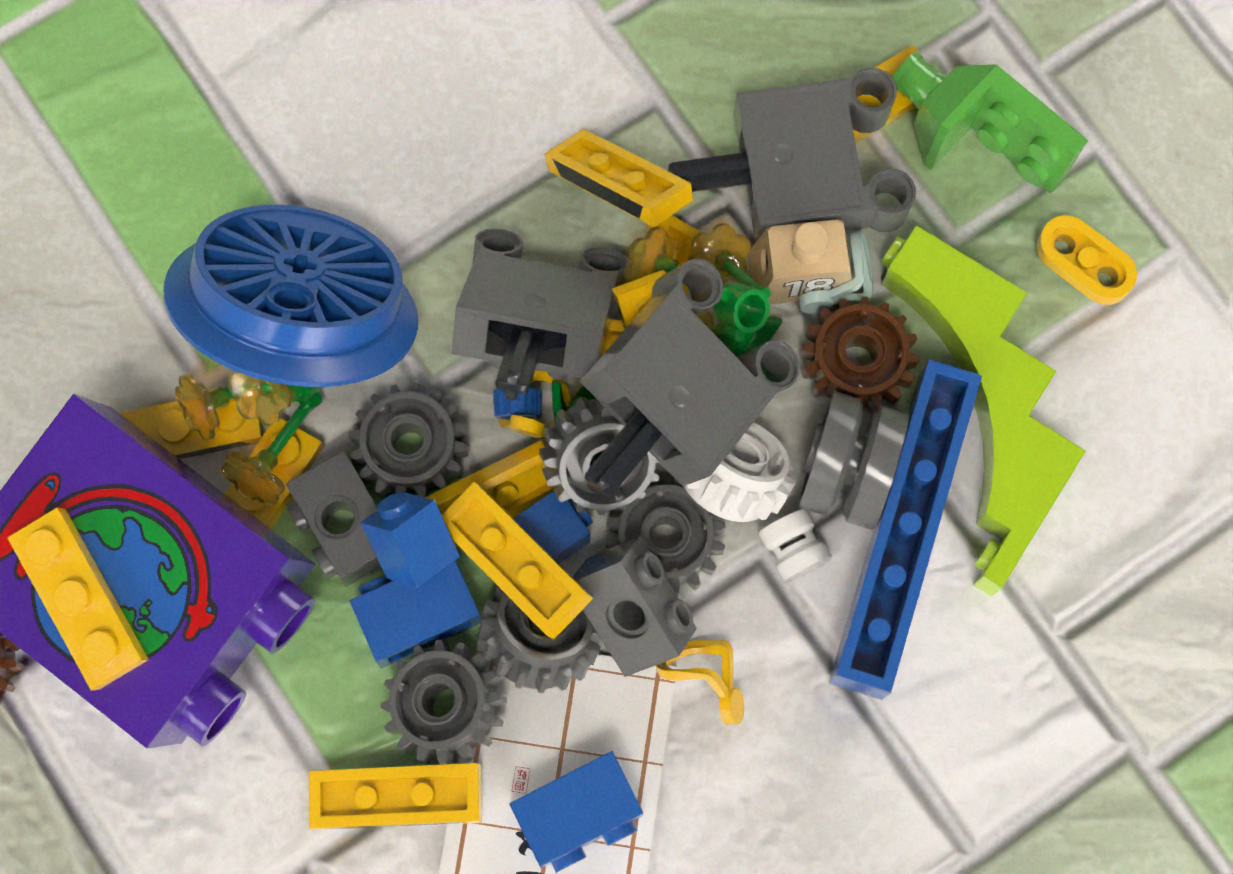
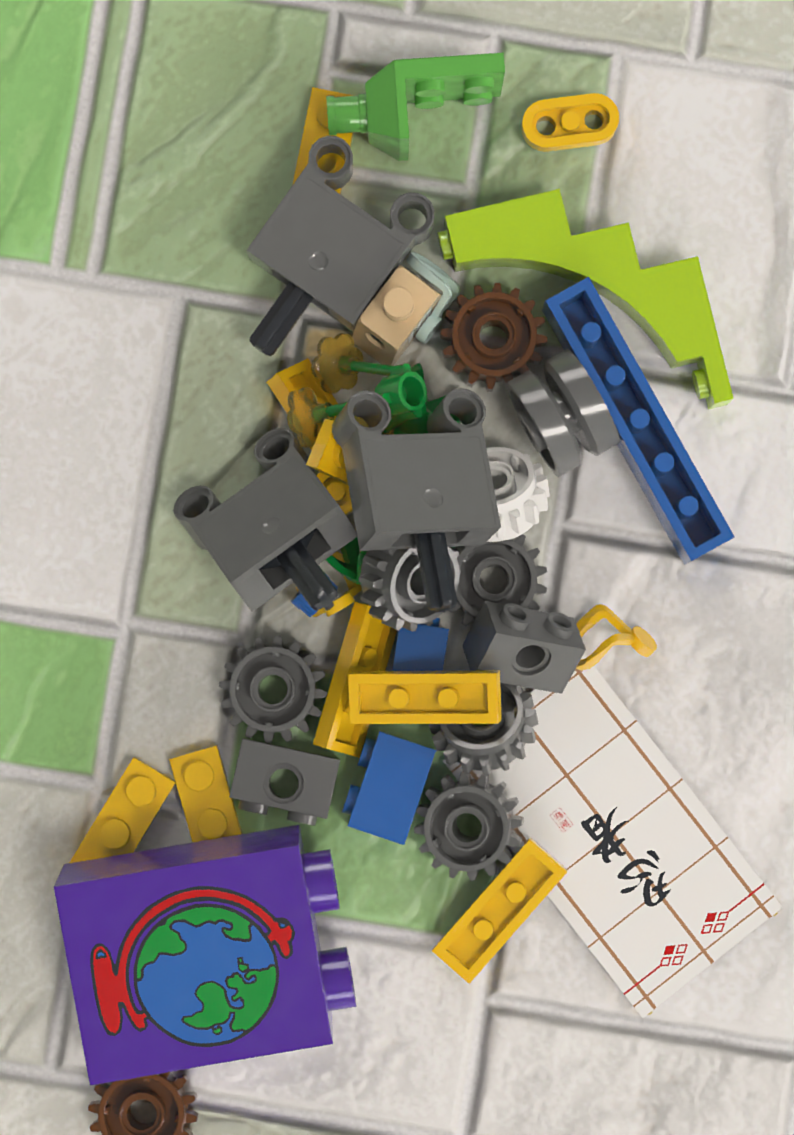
camera: 50 degrees left, 10 degrees up
(78, 598) = (195, 1003): yellow plate -> none
(255, 399) = (161, 763): clear yellow plant -> none
(265, 304) = (113, 670): blue piece -> none
(410, 538) = (348, 751): blue brick -> none
(577, 811) = (619, 804): blue brick -> none
(619, 177) = (224, 381): yellow plate -> none
(801, 556) = (589, 505): white wheel -> none

